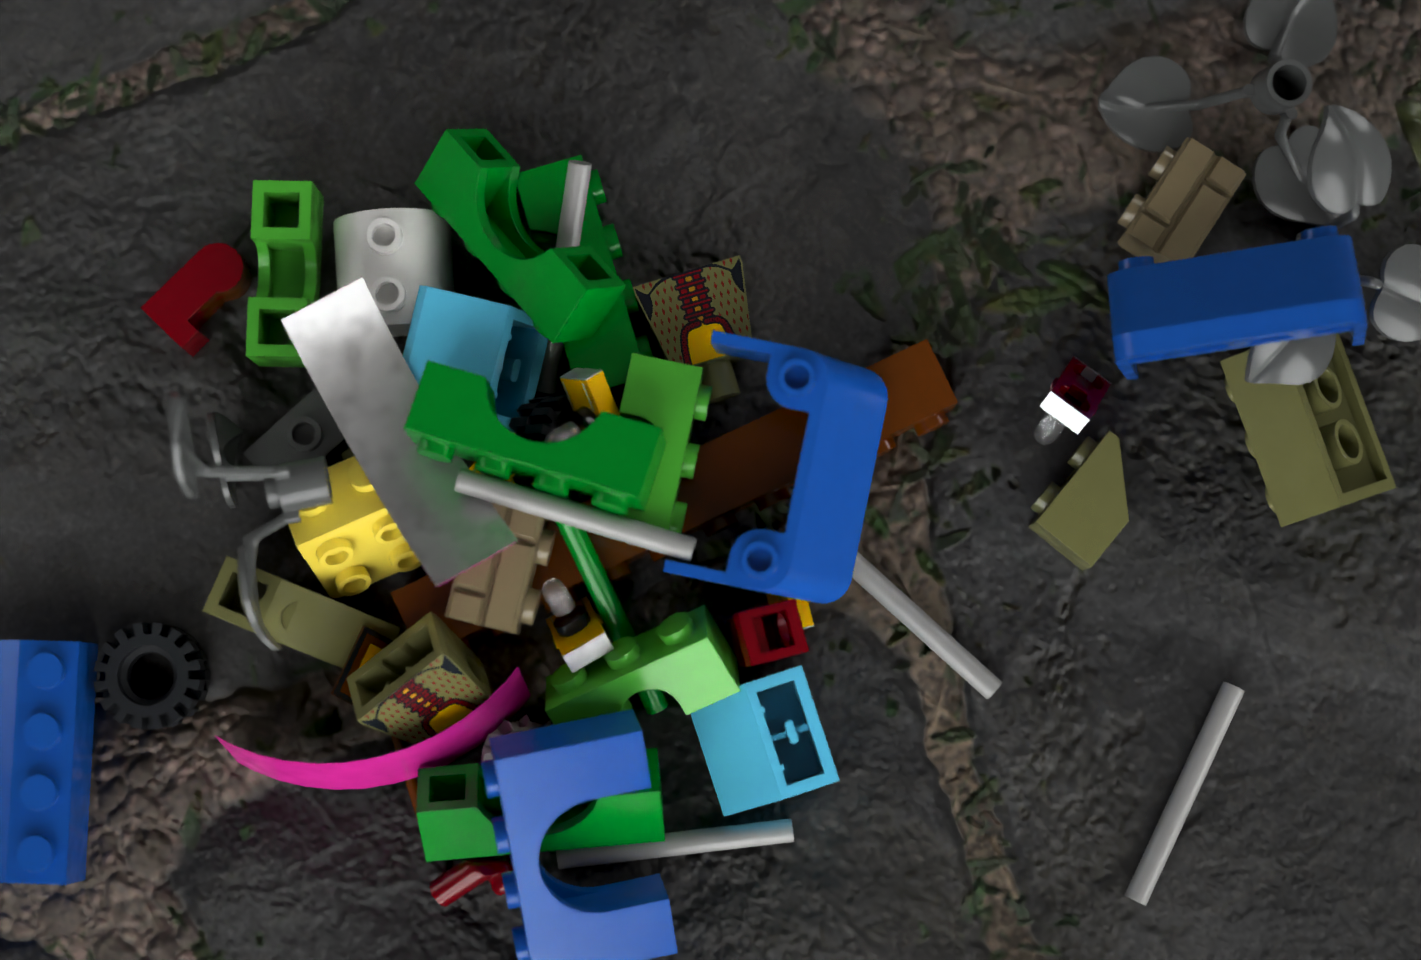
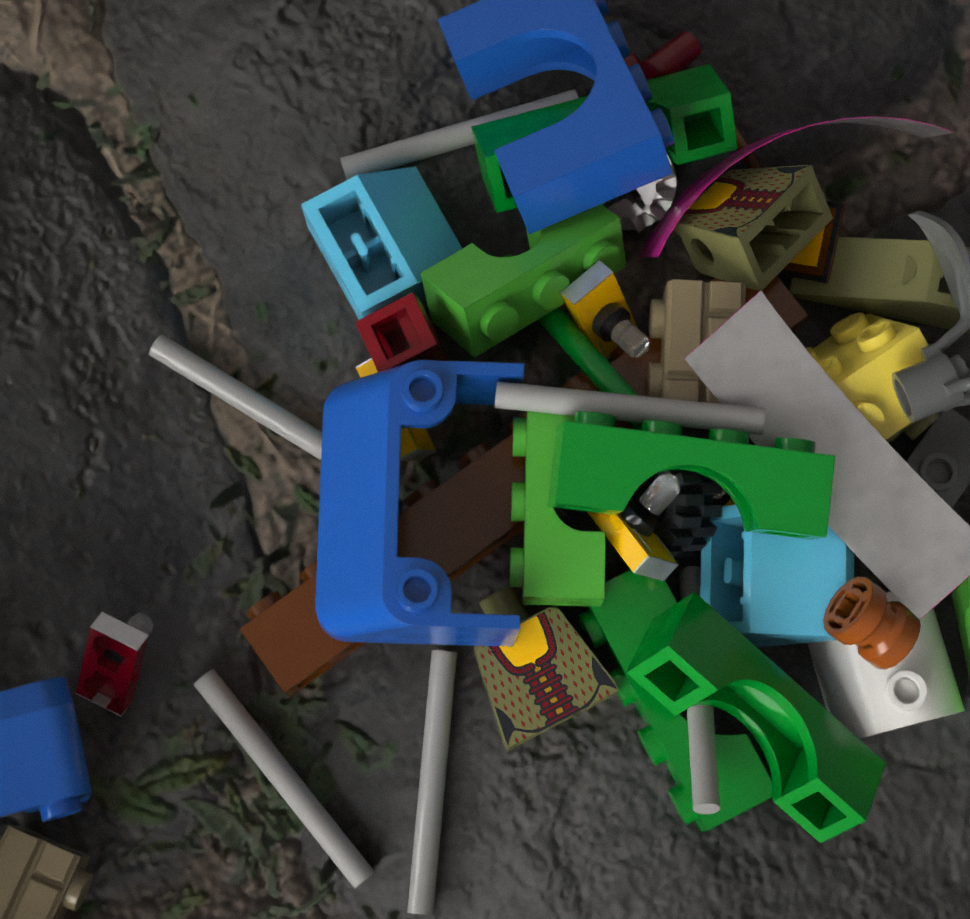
camera: 170 degrees right, 5 degrees down
(405, 289) = (865, 618): none -> dark orange wheel
(811, 242) = (432, 782): none -> light grey bar
(938, 277) = (284, 778): none -> light grey bar
(1088, 507) = (82, 550): olive slope -> none

